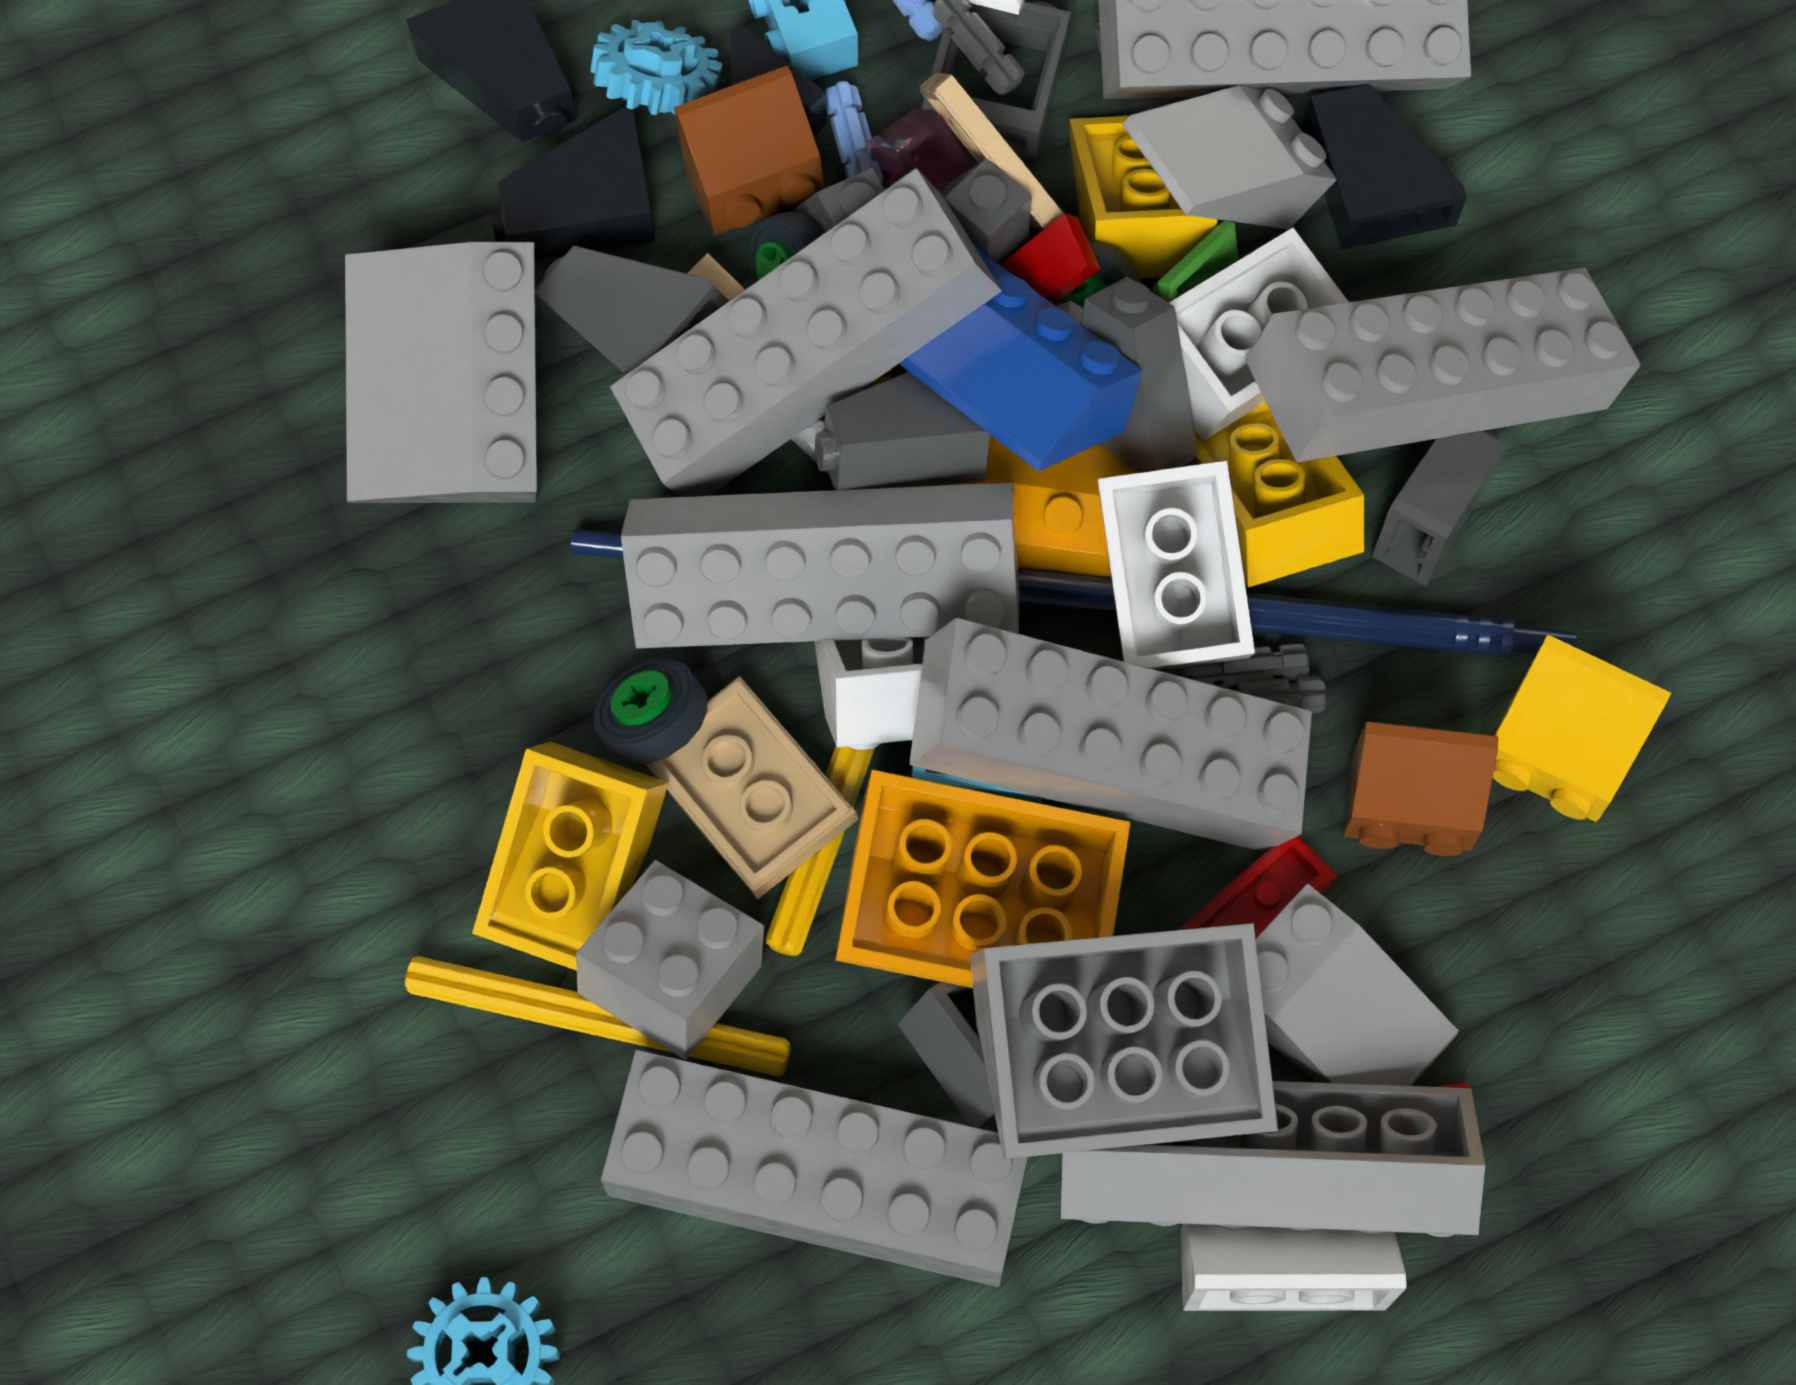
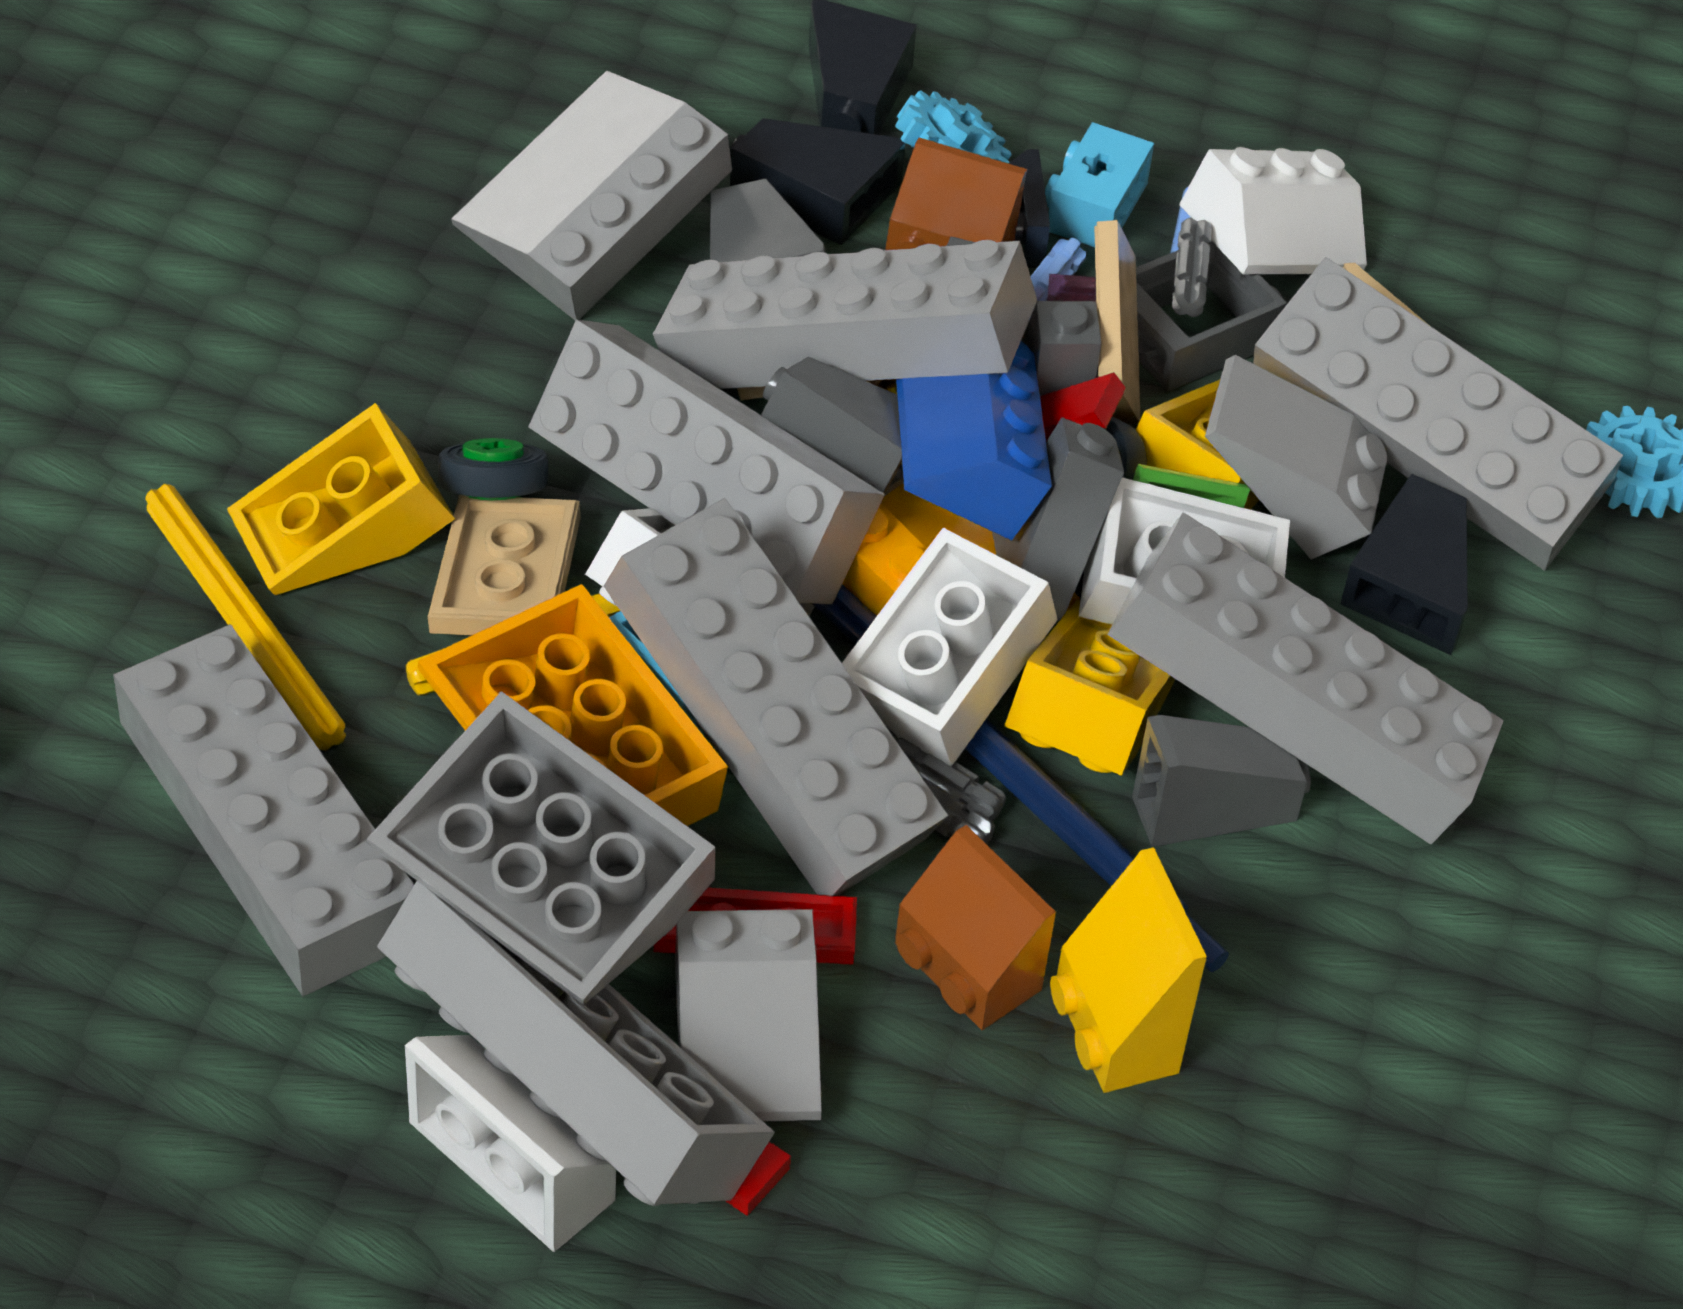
camera: 40 degrees right, 20 degrees down
(669, 959) = (322, 603): light grey brick -> none

